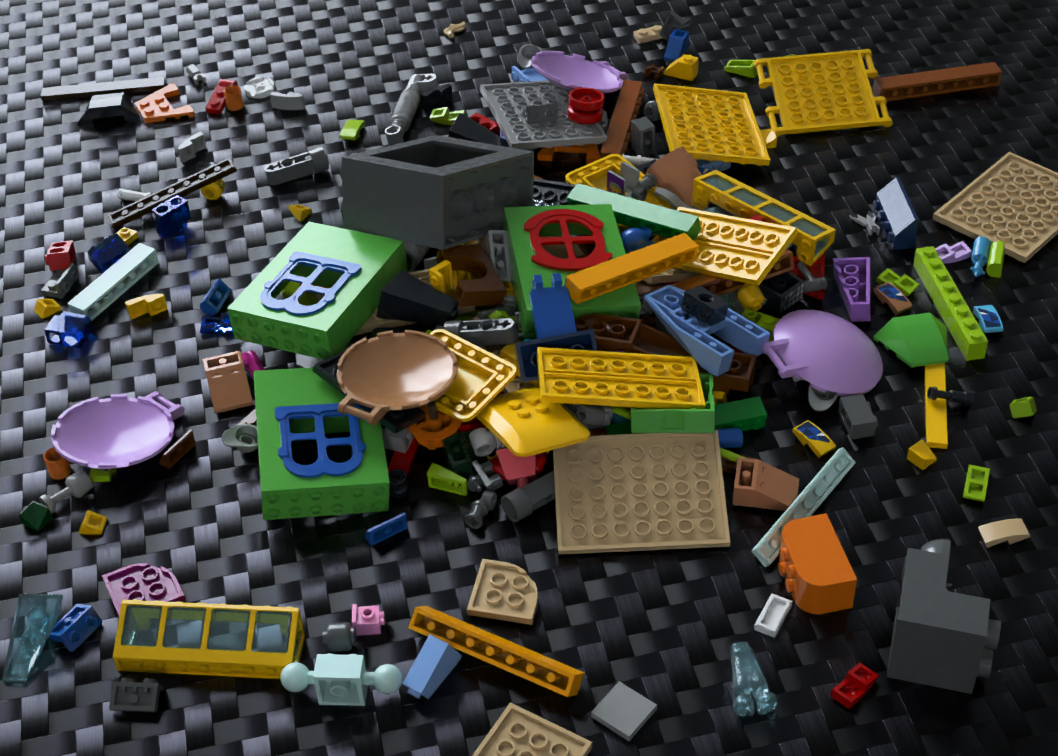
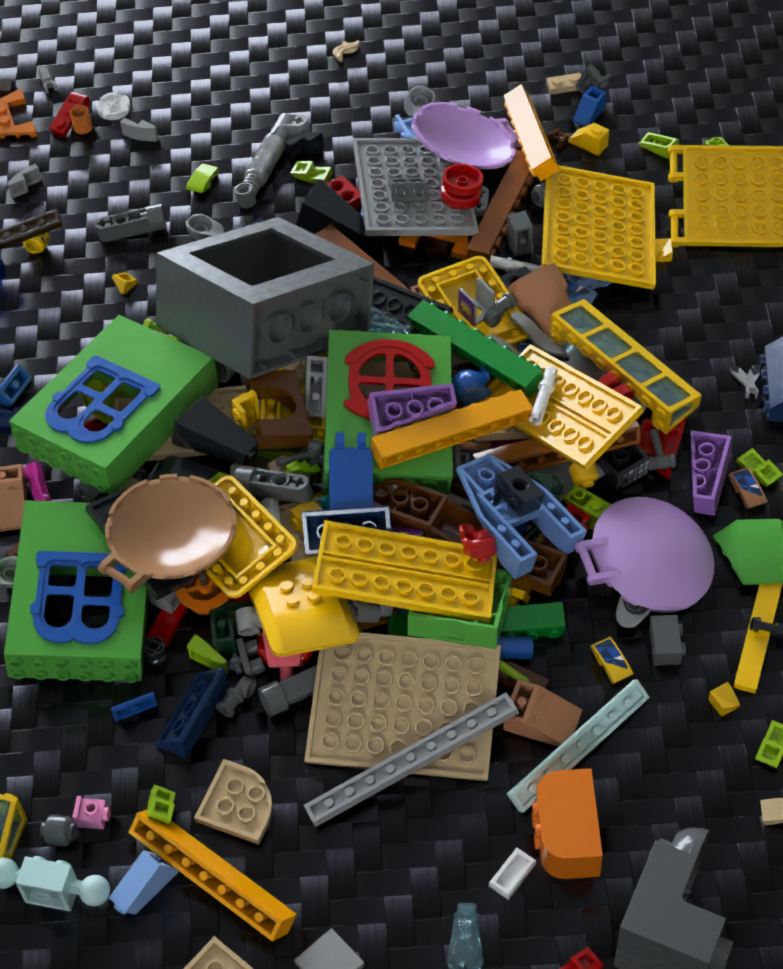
camera: 10 degrees right, 10 degrees up
(433, 600) = (161, 804): none -> lime slope
(444, 526) = (193, 712): none -> dark blue slope
(590, 250) = (405, 406): none -> medium lavender wedge
(633, 65) = (530, 133): none -> brick
(656, 534) = (410, 759): none -> light grey plate
(679, 349) = (477, 543): none -> red head
(704, 237) = (545, 388): none -> white pin

